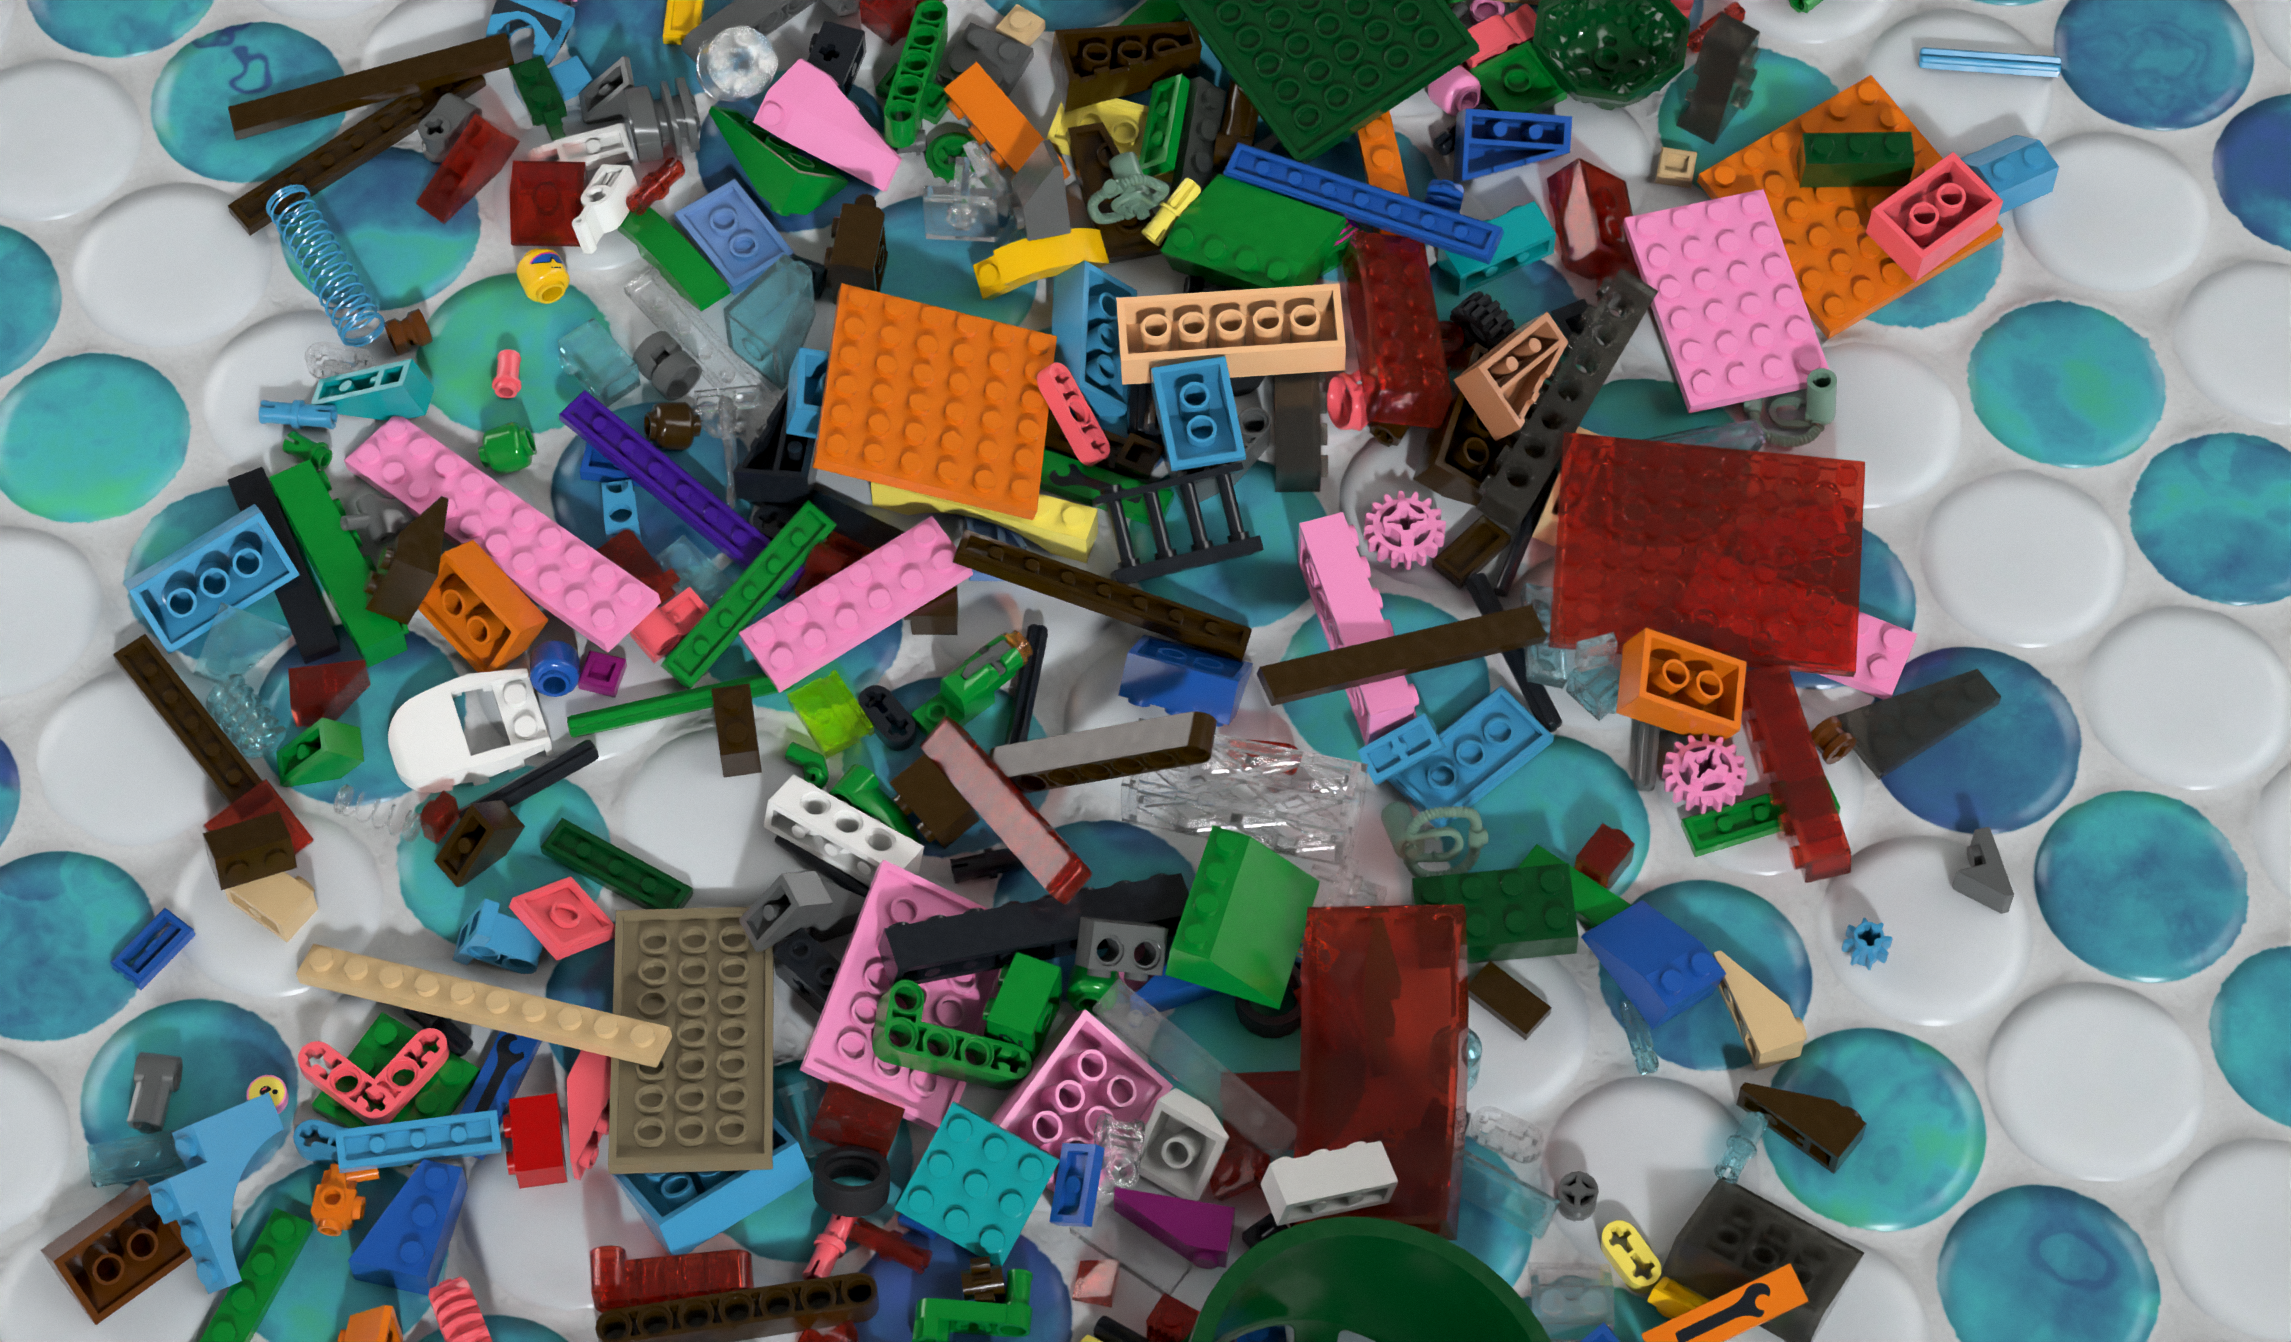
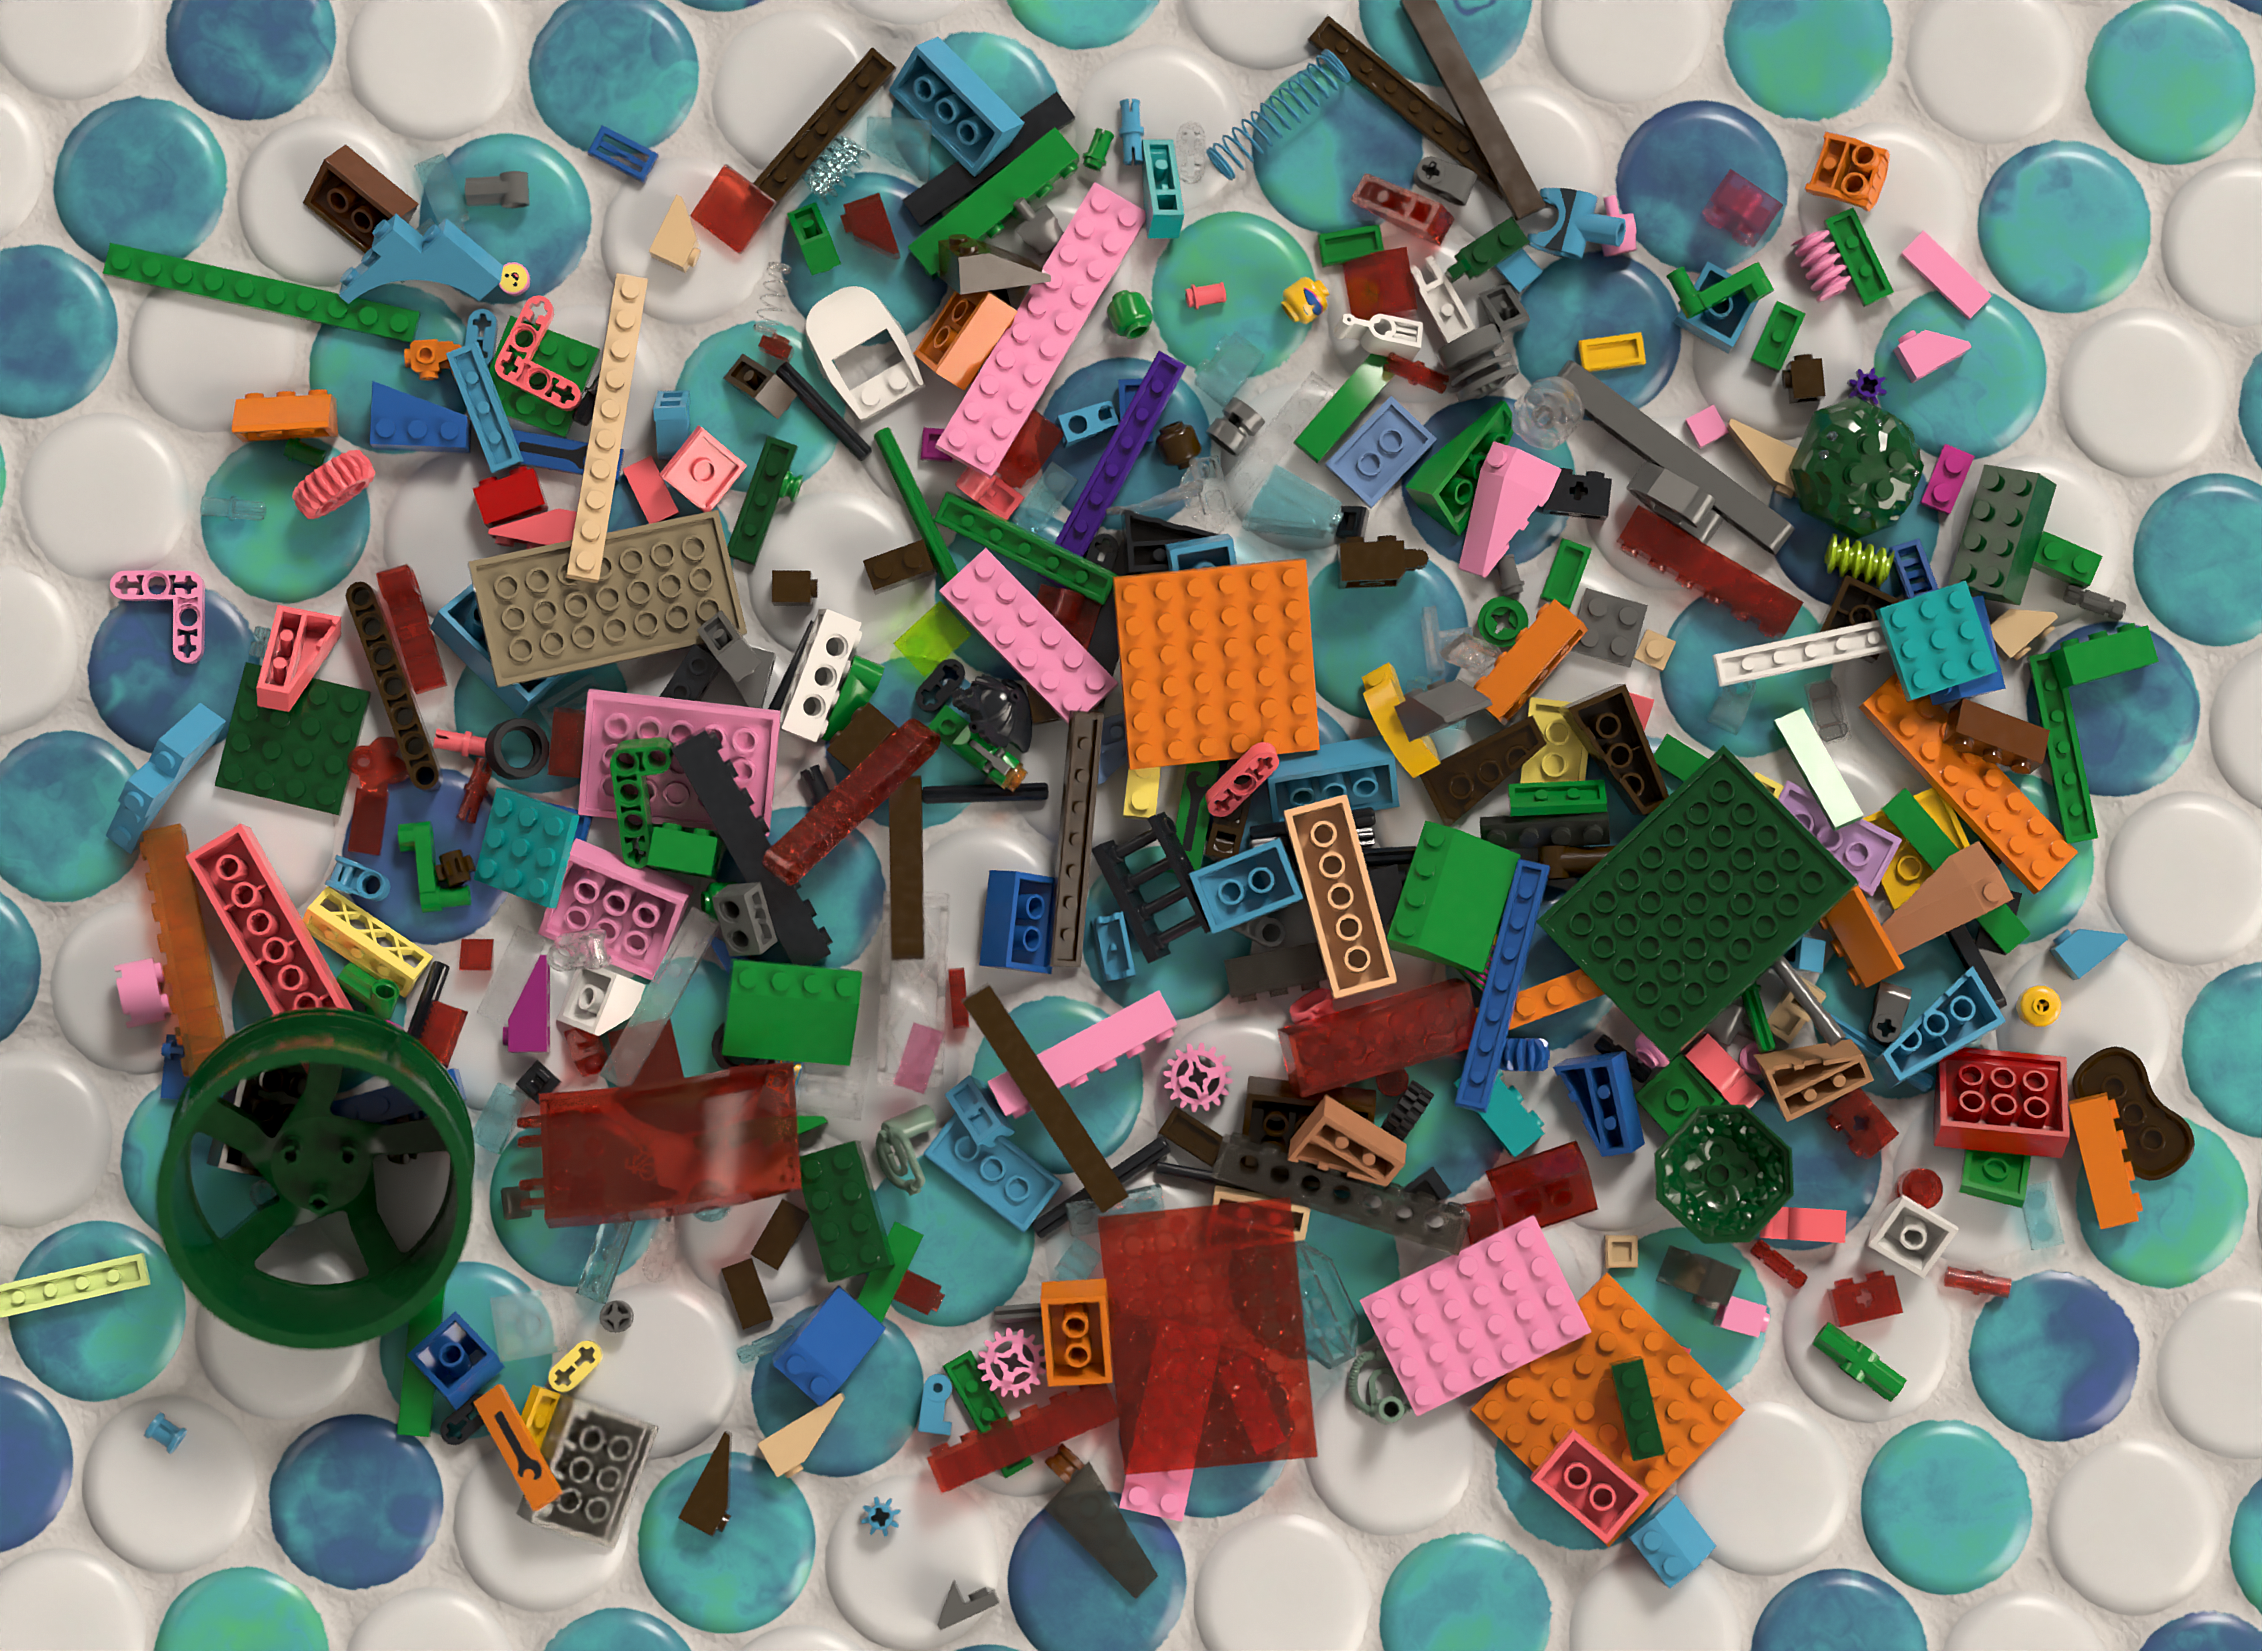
camera: 75 degrees right, 25 degrees up
(250, 850) = (703, 209): dark brown brick -> none
(410, 331) = (1229, 203): reddish brown wheel -> none
(492, 231) = (1349, 244): none -> green tile
(554, 668) = (928, 406): blue head -> none
(576, 984) = (651, 490): none -> coral tile
(609, 829) = (791, 486): none -> green bush
(731, 848) = (793, 588): none -> dark brown brick
(813, 764) = (883, 636): green arm -> none
(915, 73) = (1586, 567): green beam -> none
(934, 647) = (997, 712): none -> black helmet
(1077, 1185) = (543, 924): blue plate -> none
(1132, 187) = (1478, 787): sand green piece -> none
(1170, 211) = (1468, 821): light yellow axle -> none
(1236, 587) = (1113, 947): none -> dark azure hinge
(1328, 1182) = (570, 1120): white brick -> none
(1329, 778) = (919, 1058): none -> clear pink tile
(1573, 1048) = (747, 1293): none -> dark brown tile
(1595, 652) = (1091, 1257): clear tile -> none
(1741, 864) = (935, 1393): none -> dark azure leg
(1741, 1146) = (683, 1440): clear light blue axle -> none
(1773, 64) = (1742, 1317): none -> bright pink brick
(1989, 62) = (1790, 1514): axle -> none

